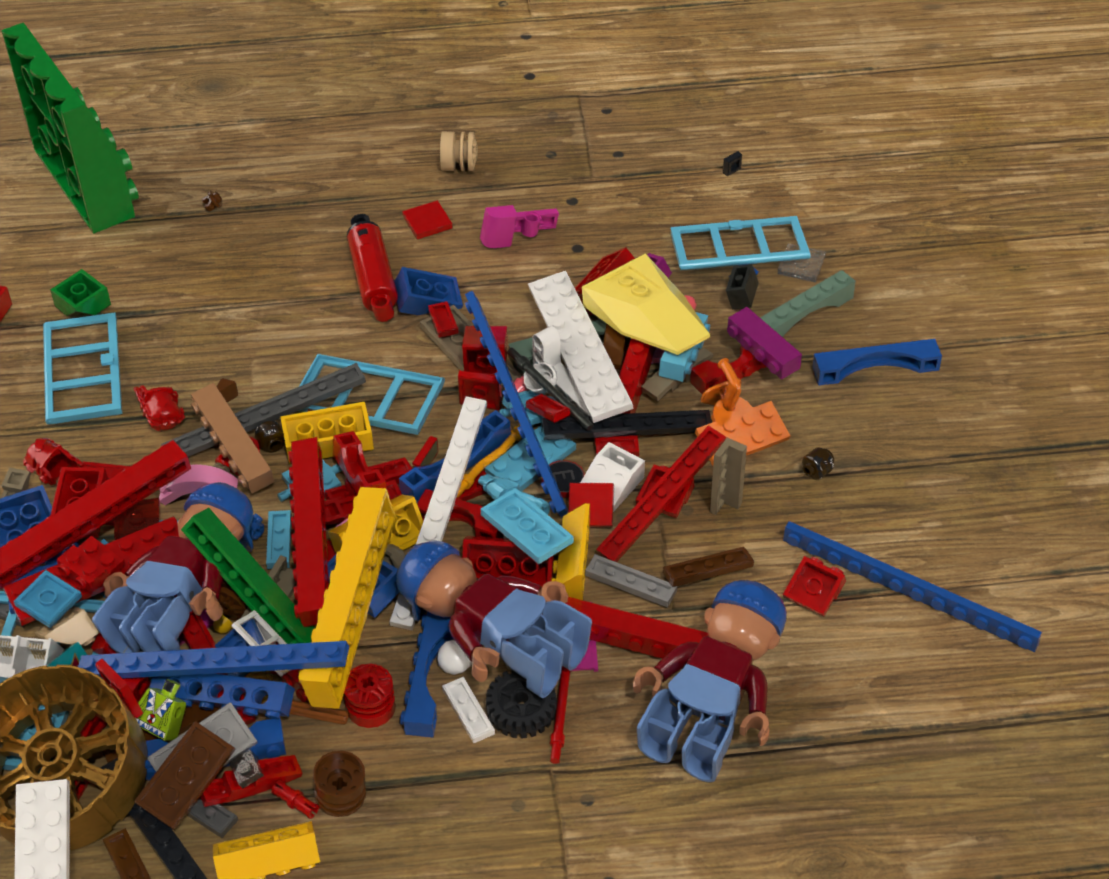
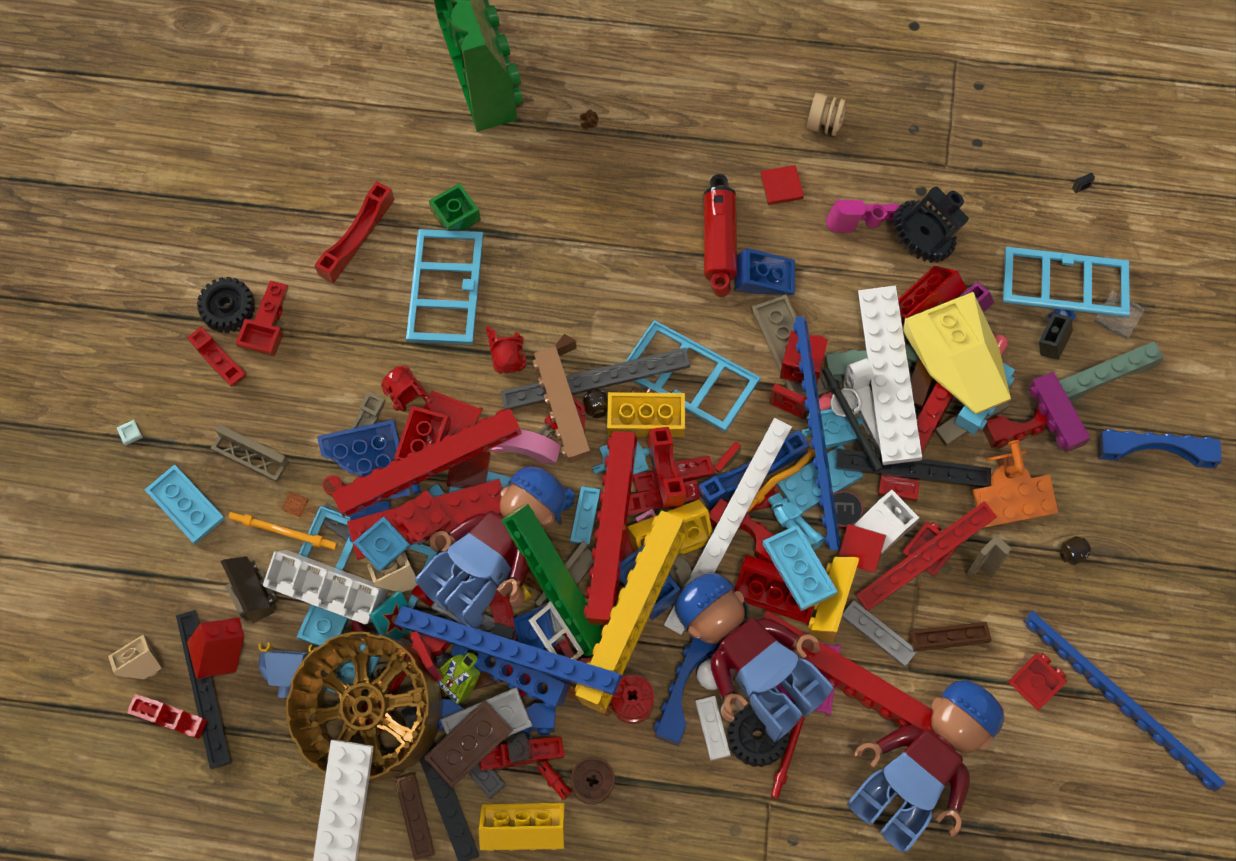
camera: 15 degrees right, 20 degrees up
(443, 319) = (772, 310): red tile -> none
(547, 408) = (845, 439): red tile -> none
(582, 224) = (925, 229): none -> black piece

